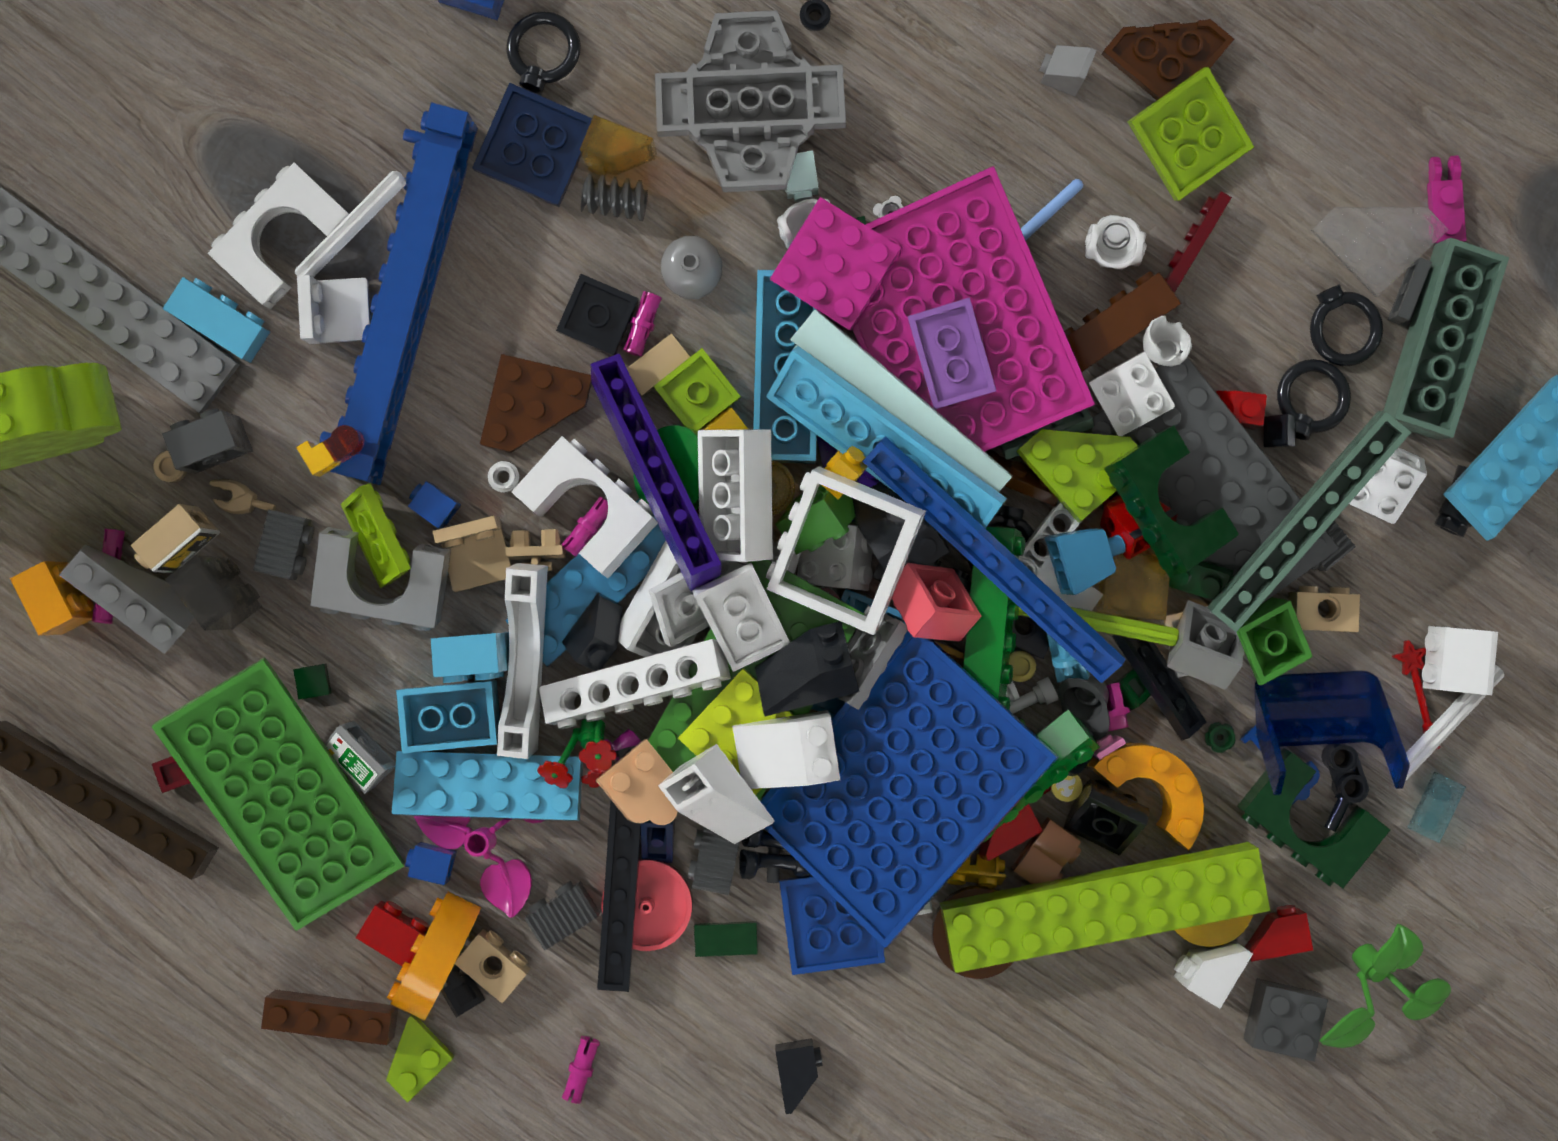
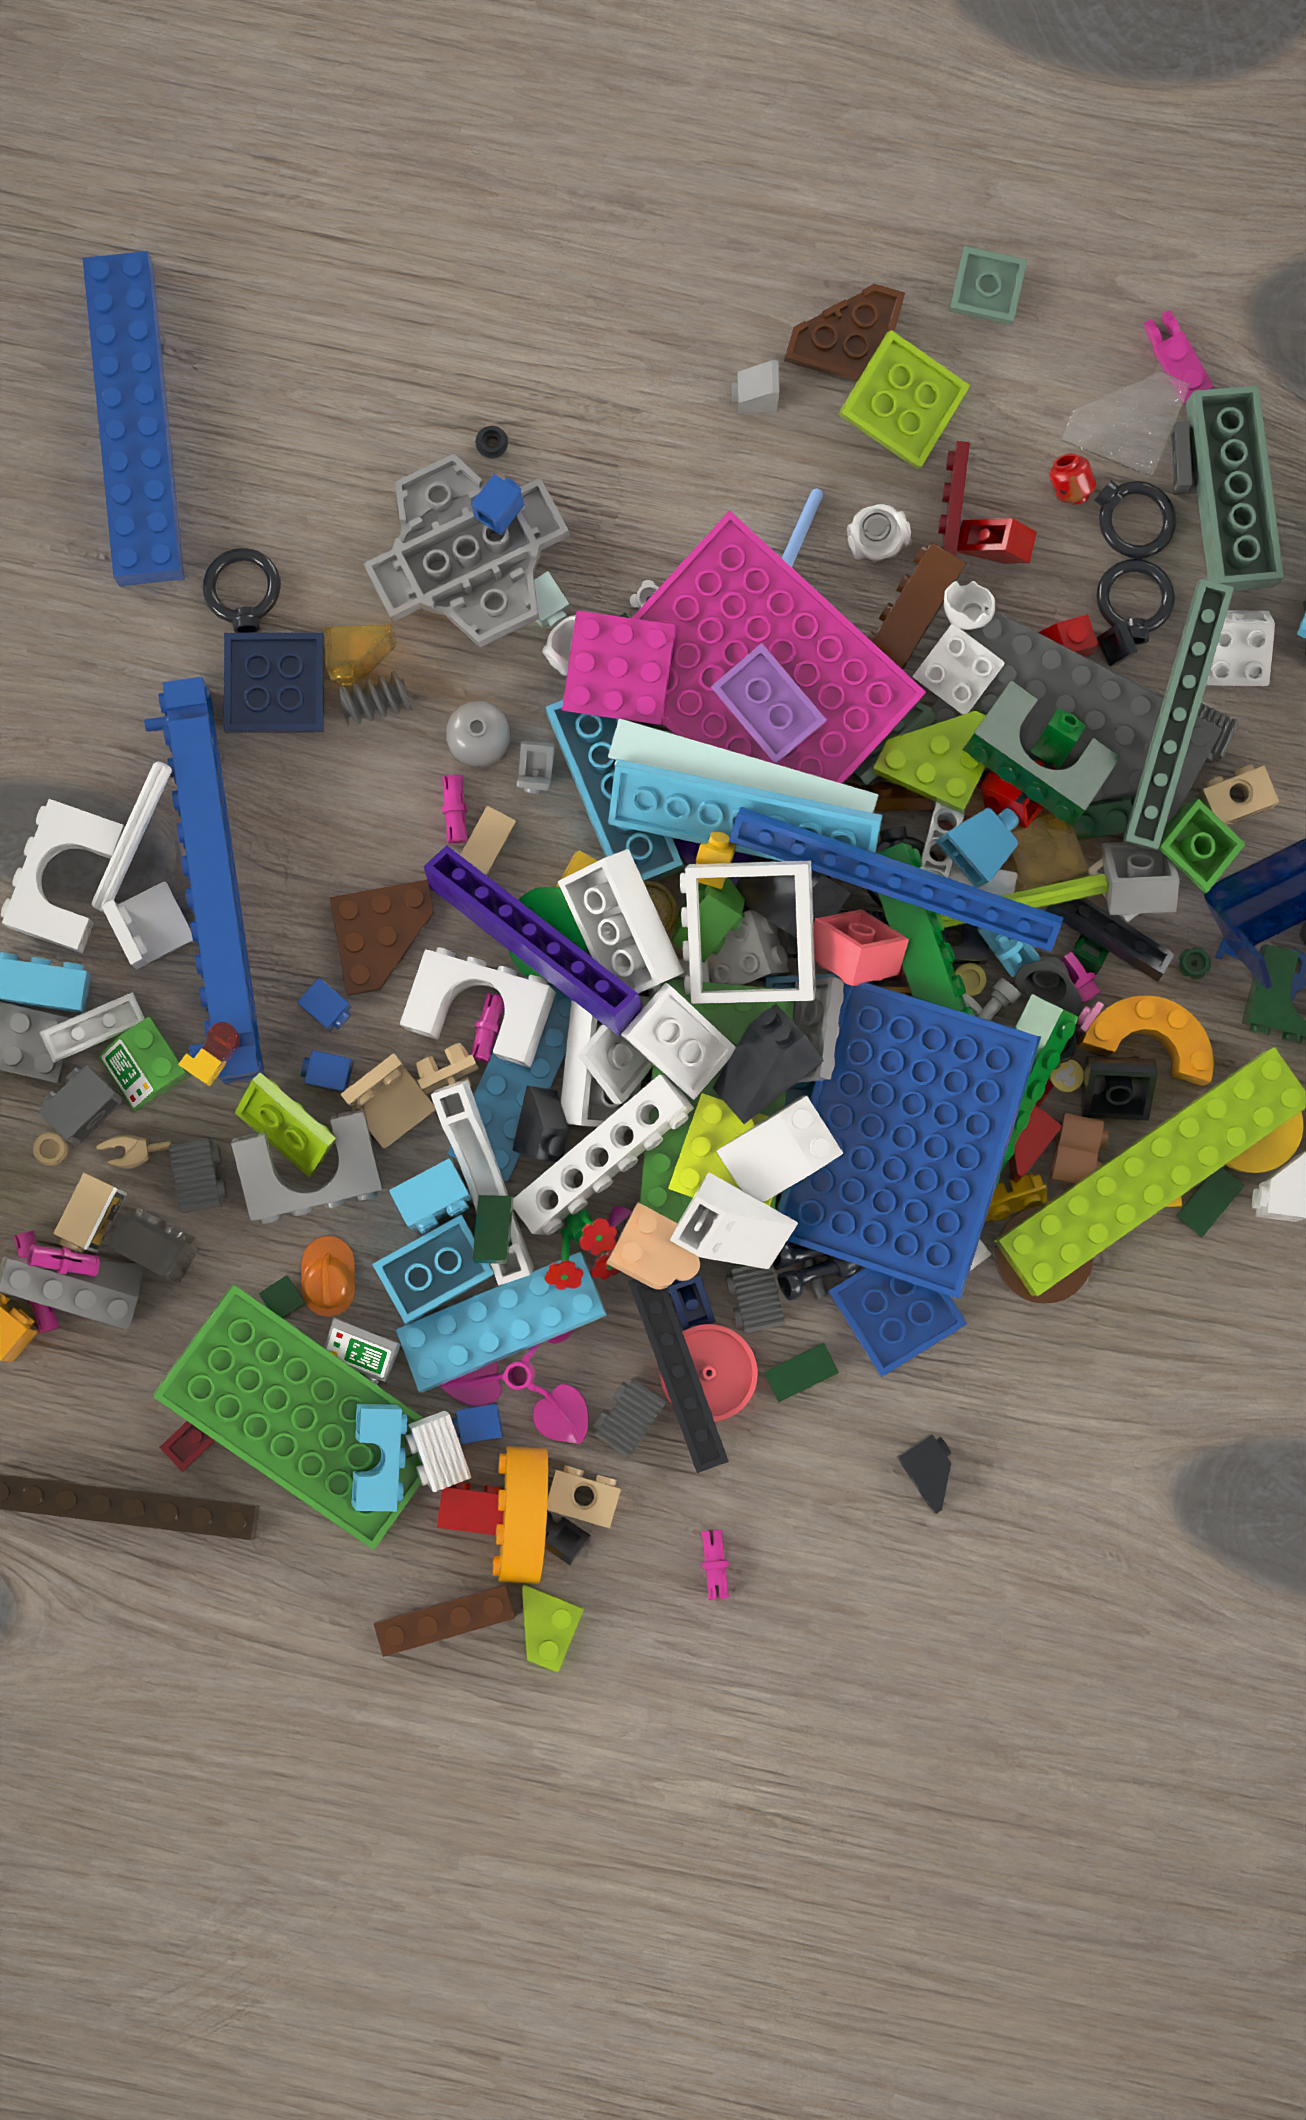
camera: 20 degrees left, 5 degrees down
(109, 560) = (63, 1260): none -> dark pink pin
(249, 378) = (92, 1027): none -> white tile
(278, 426) = (143, 1064): none -> bright green slope
(318, 883) = (380, 1487): none -> medium azure arch
(360, 679) = (328, 1276): none -> orange piece
(384, 874) = (437, 1451): none -> white brick
(456, 446) = (325, 1005): none -> blue brick
(493, 476) = (376, 1008): white plate -> none
(512, 706) = (493, 1229): none -> dark green tile
(597, 315) = (407, 819): black plate -> none
(697, 391) = (537, 850): lime plate -> none
(727, 317) = (535, 766): none -> light grey bracket
(794, 71) = (498, 503): none -> blue brick
(1137, 951) = (1209, 1201): none -> dark green tile
(1192, 493) = (1058, 738): none -> green bracket
(1216, 294) = (997, 540): none -> red slope
(1306, 268) = (1072, 479): none -> red head
(1309, 64) = (988, 285): none -> sand green plate

